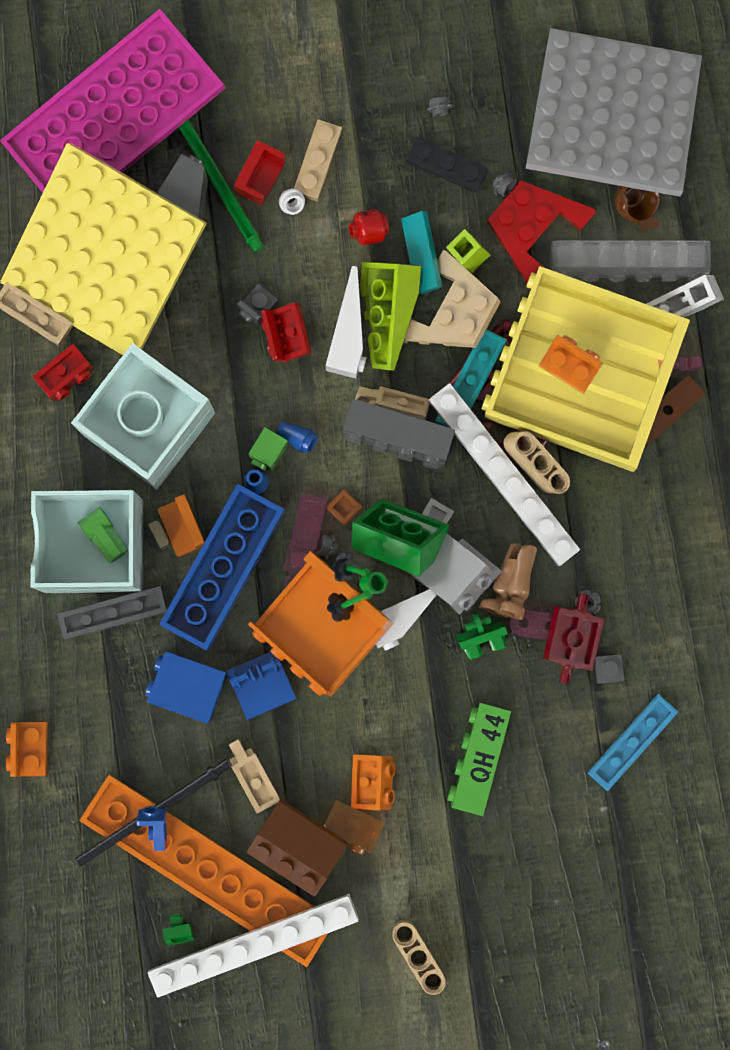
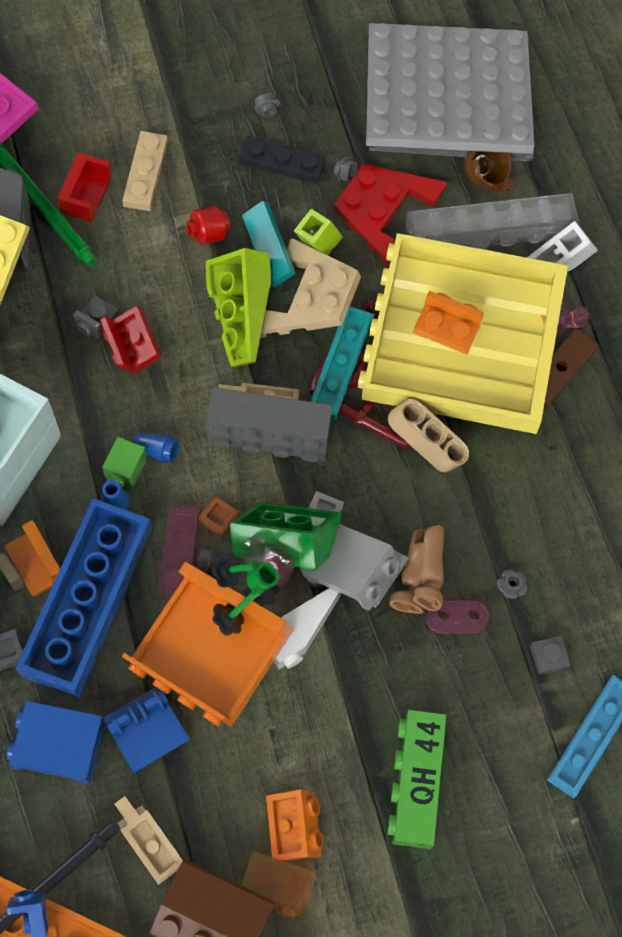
camera: 10 degrees left, 15 degrees down
(294, 207) = (129, 214): white plate -> none
(347, 346) = (199, 346): white slope -> none
(382, 560) = (272, 554): none -> plate
(479, 632) = (410, 630): green hips -> none
(504, 474) = (395, 456): white plate -> none
(573, 638) = (503, 623): dark red plate -> none

